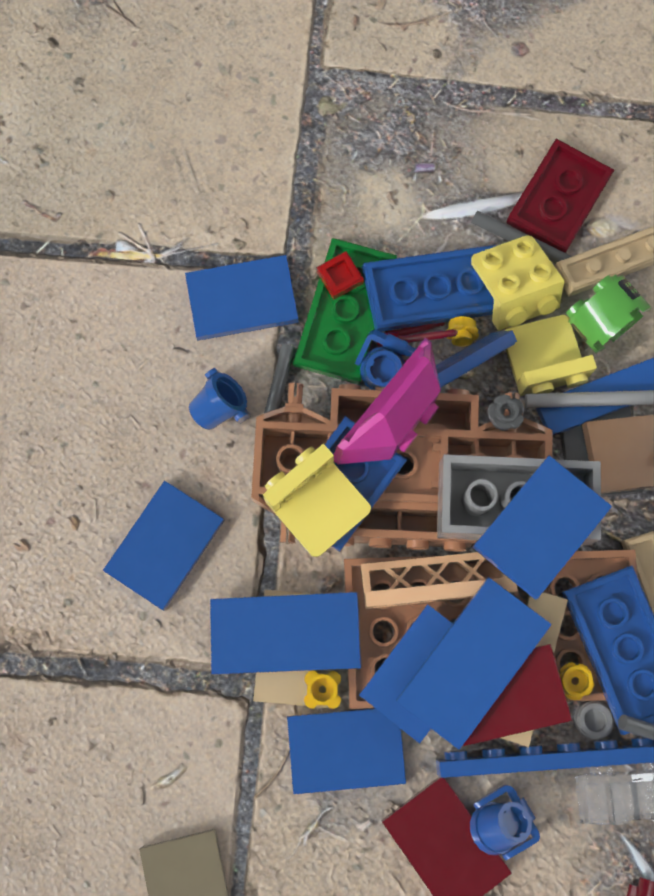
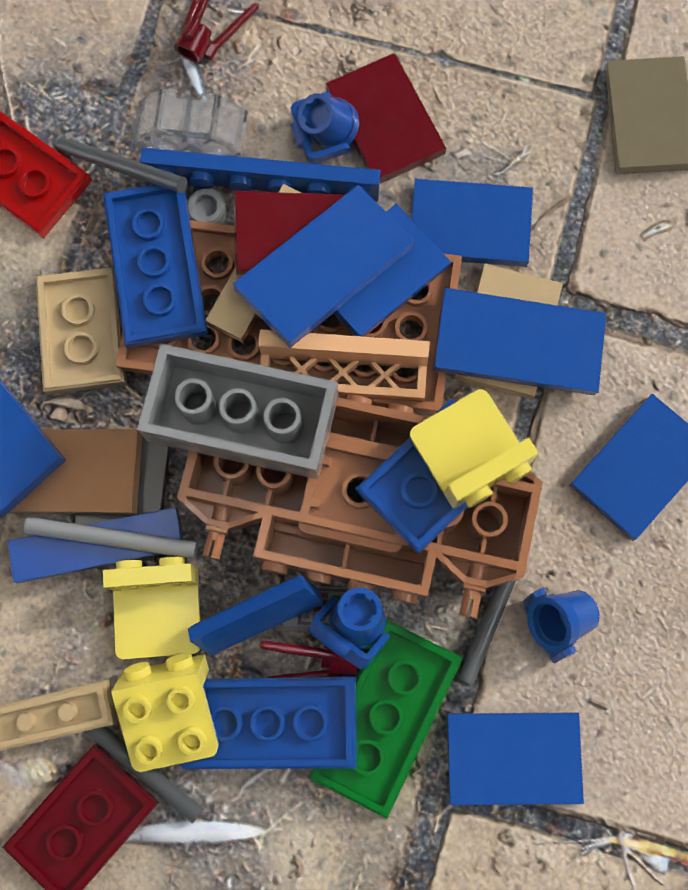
camera: 165 degrees left, 0 degrees up
(328, 698) = (488, 267): yellow plate -> none
(340, 275) = (387, 761): red tile -> none
(395, 412) = (356, 543): dark pink wedge -> none
(466, 331) = (249, 659): yellow plate -> none
(503, 422) = (230, 535): dark grey plate -> none
(542, 527) = (223, 364): blue tile -> none
(585, 680) = (213, 230): yellow plate -> none
(608, 312) = (67, 642): bright green brick -> none

